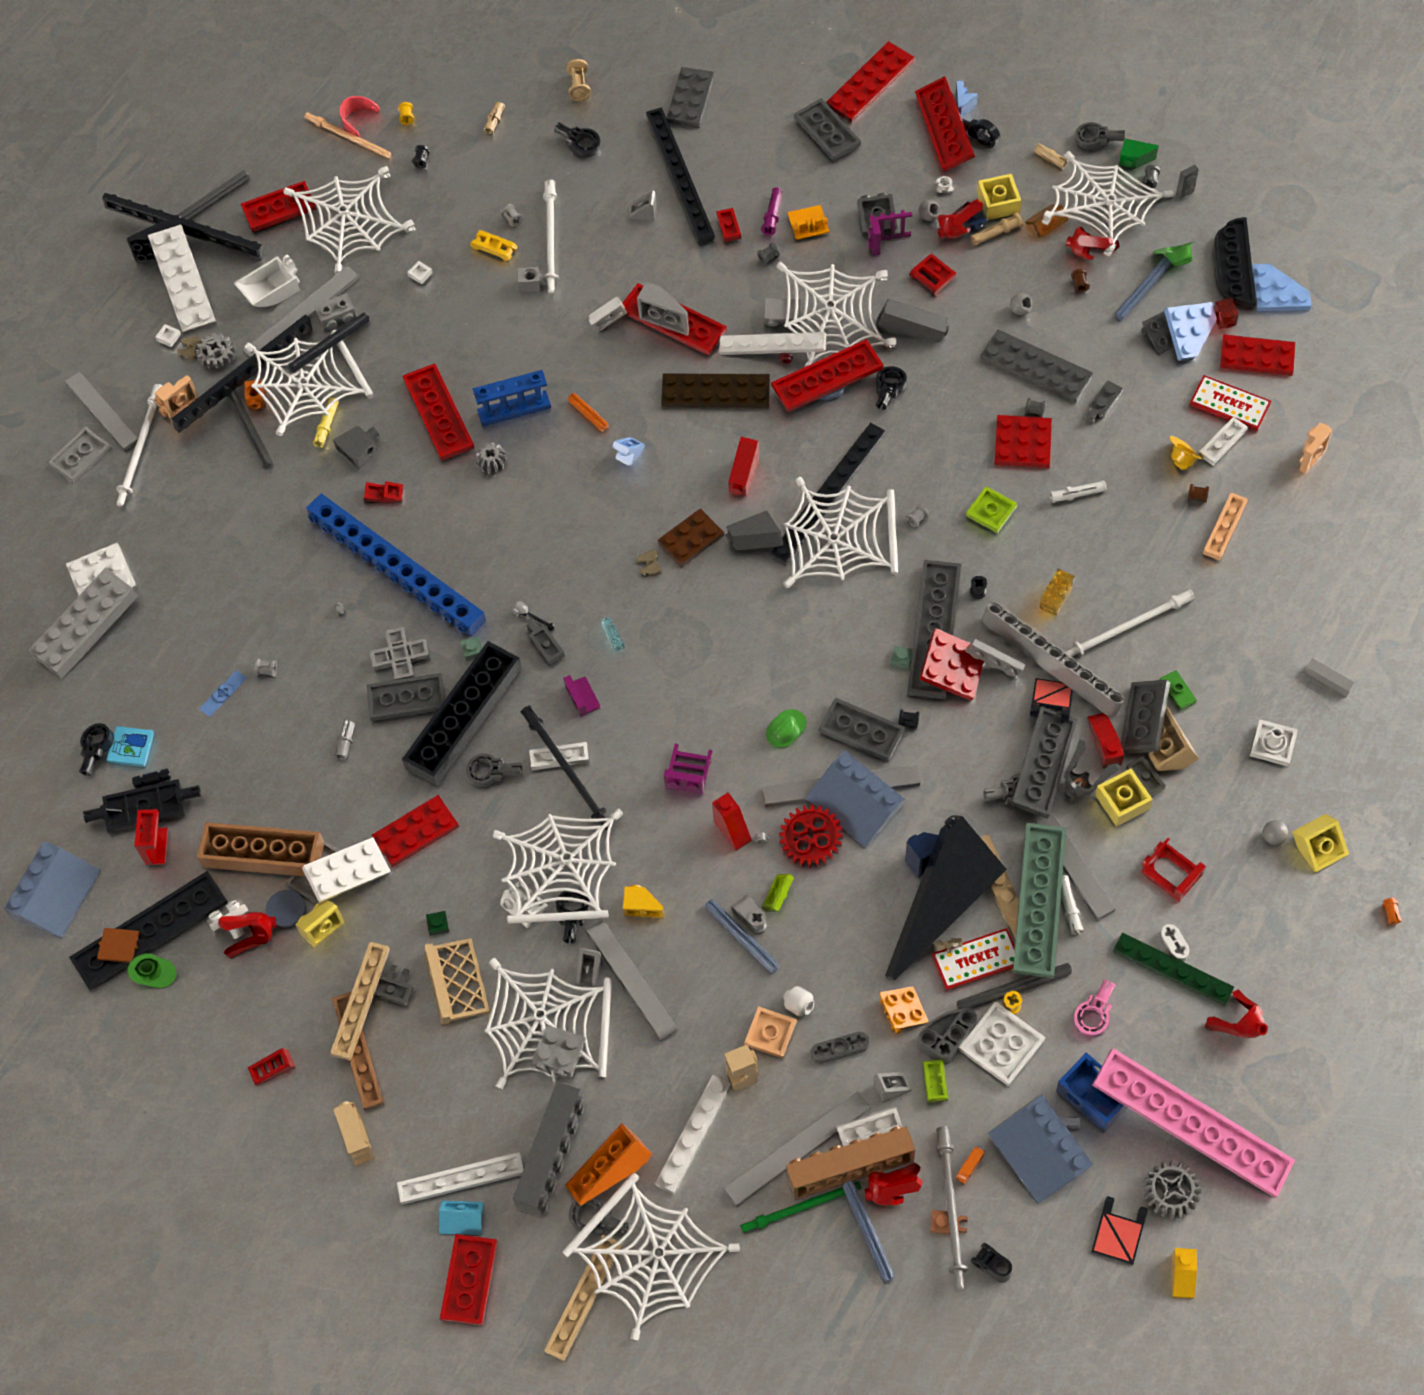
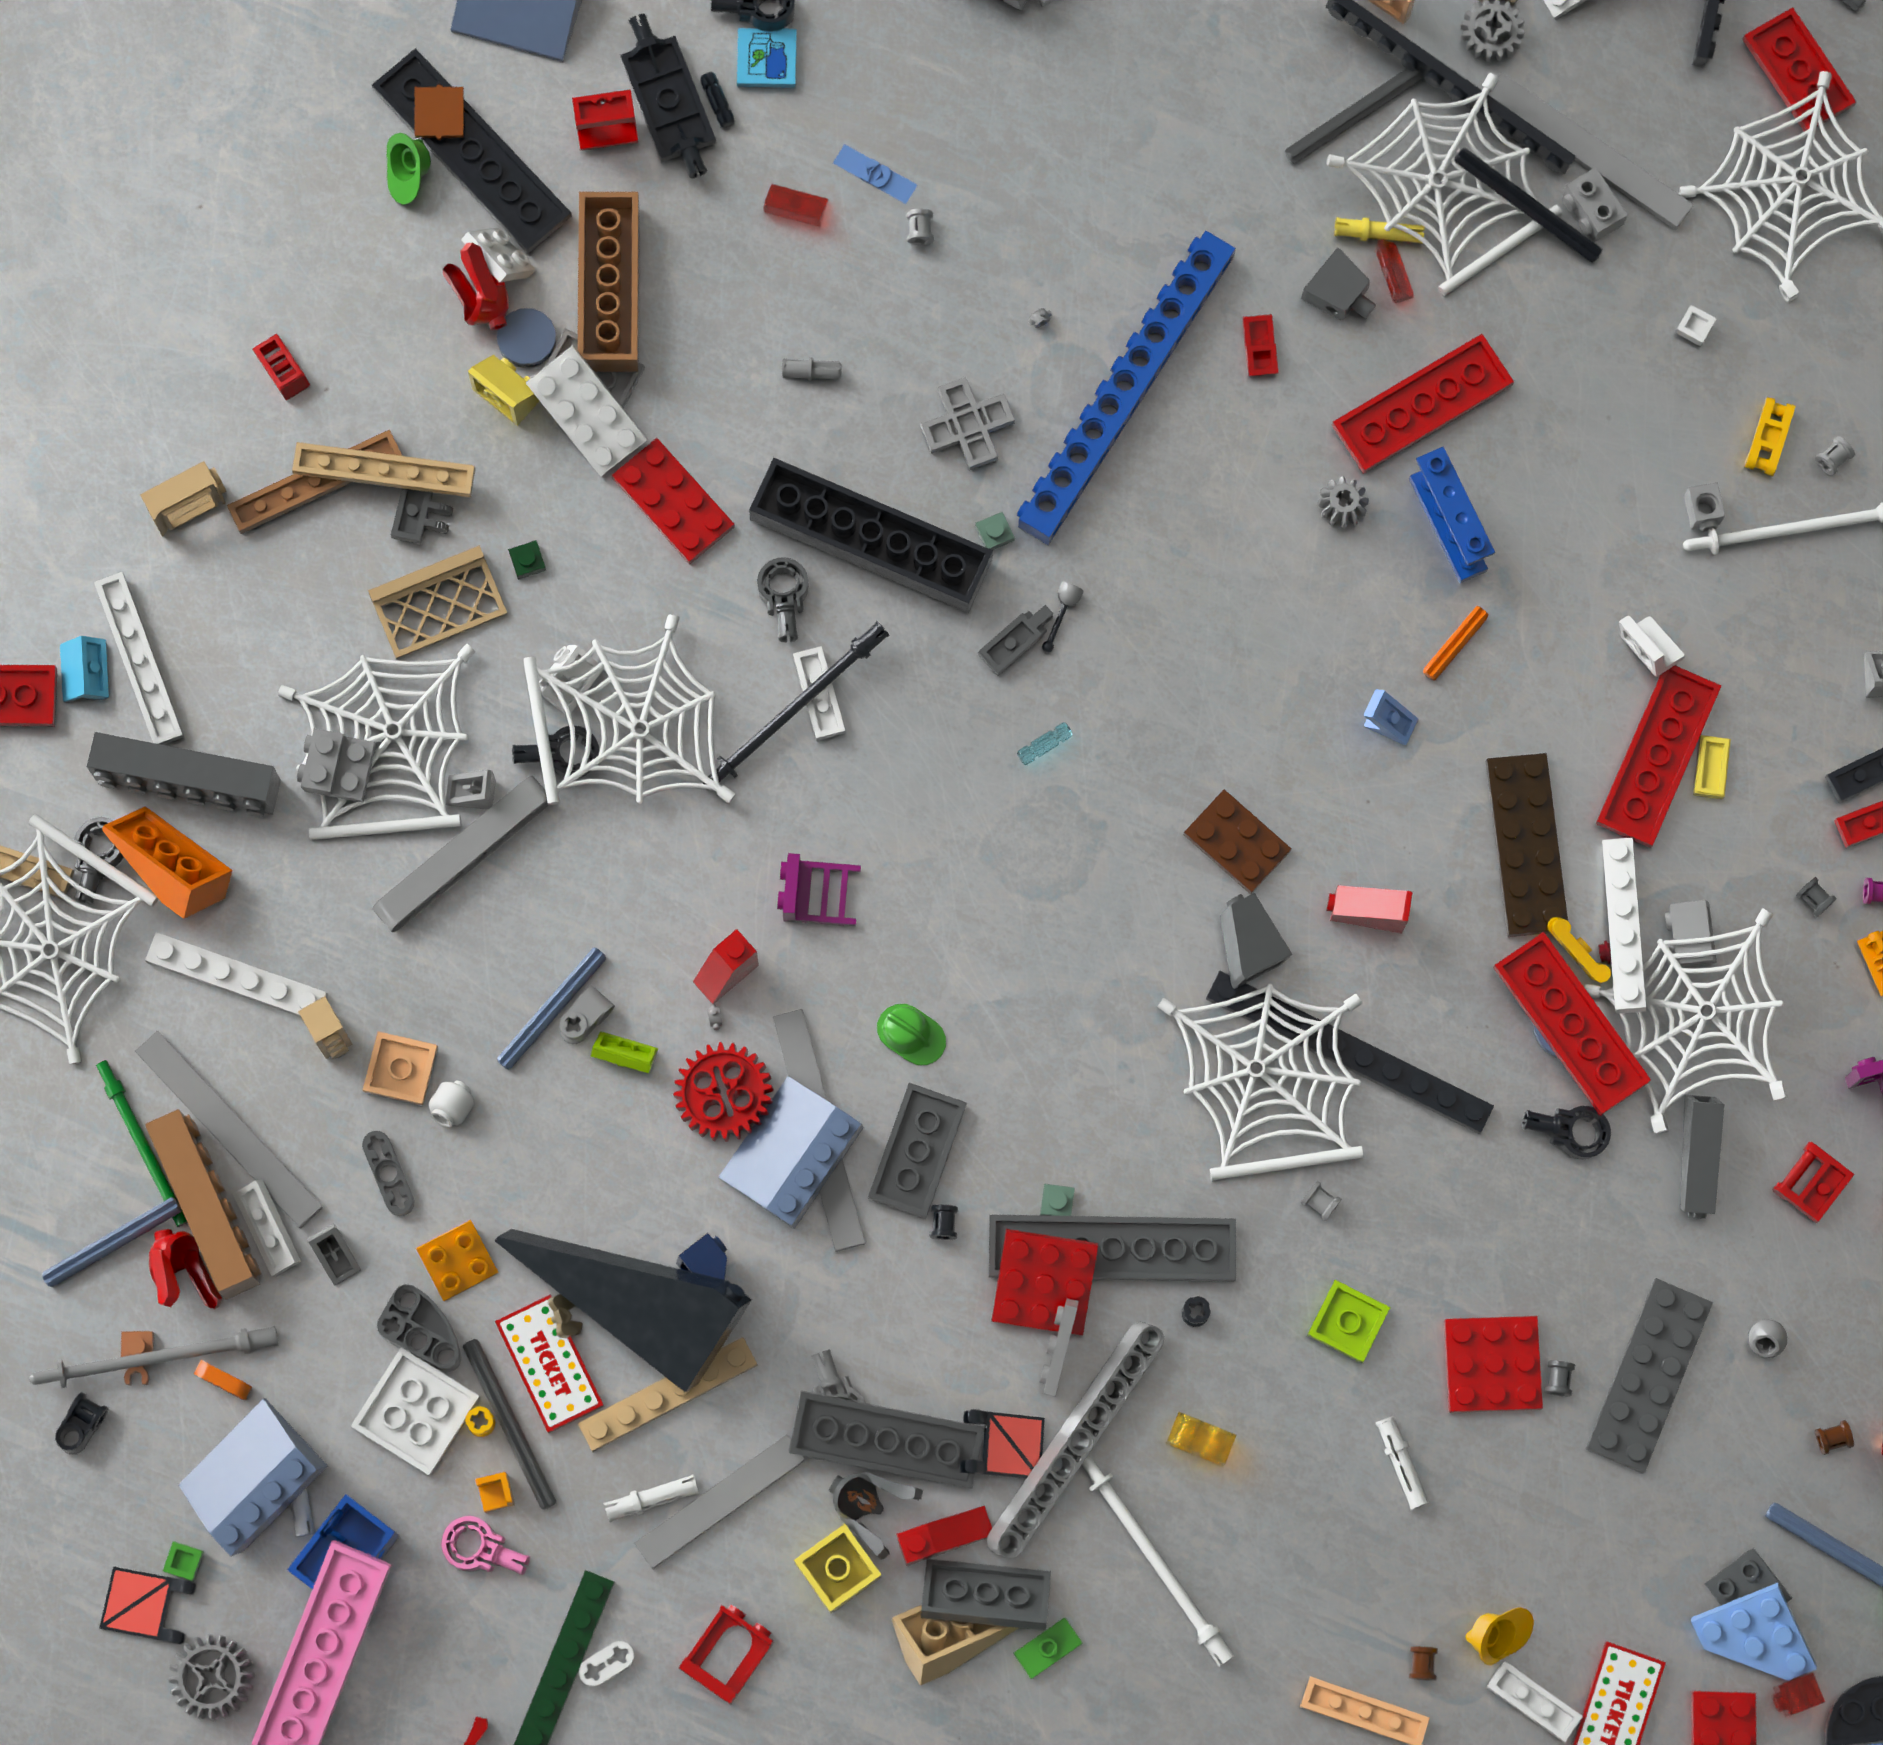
camera: 75 degrees right, 15 degrees up
(233, 739) = (795, 205): none -> clear red slope
(252, 397) = (1404, 100): orange brick -> none
(270, 283) = (1632, 86): white piece -> none
(353, 419) = (1393, 271): none -> clear red slope
(405, 696) = (894, 446): dark grey plate -> none
(581, 695) = (930, 711): magenta panel -> none
(641, 903) = (587, 850): yellow slope -> none
(652, 567) = (1182, 786): dark tan piece -> none
(662, 309) = (1663, 717): light grey slope -> none
(686, 296) = (1711, 767): none -> light yellow tile
(783, 368) = (1578, 950): none -> yellow plate
(935, 1081) = (347, 1317): lime plate -> none
(1039, 900) = (647, 1448): sand green plate -> none
(1059, 997) = (495, 1491): none -> light orange panel
(1091, 1202) = (183, 1561): none -> bright green plate
(1103, 401) = (1590, 1494): dark grey hinge -> none
(1147, 776) = (883, 1603): dark grey plate -> none
(1184, 1272) = (90, 1701): yellow slope -> none

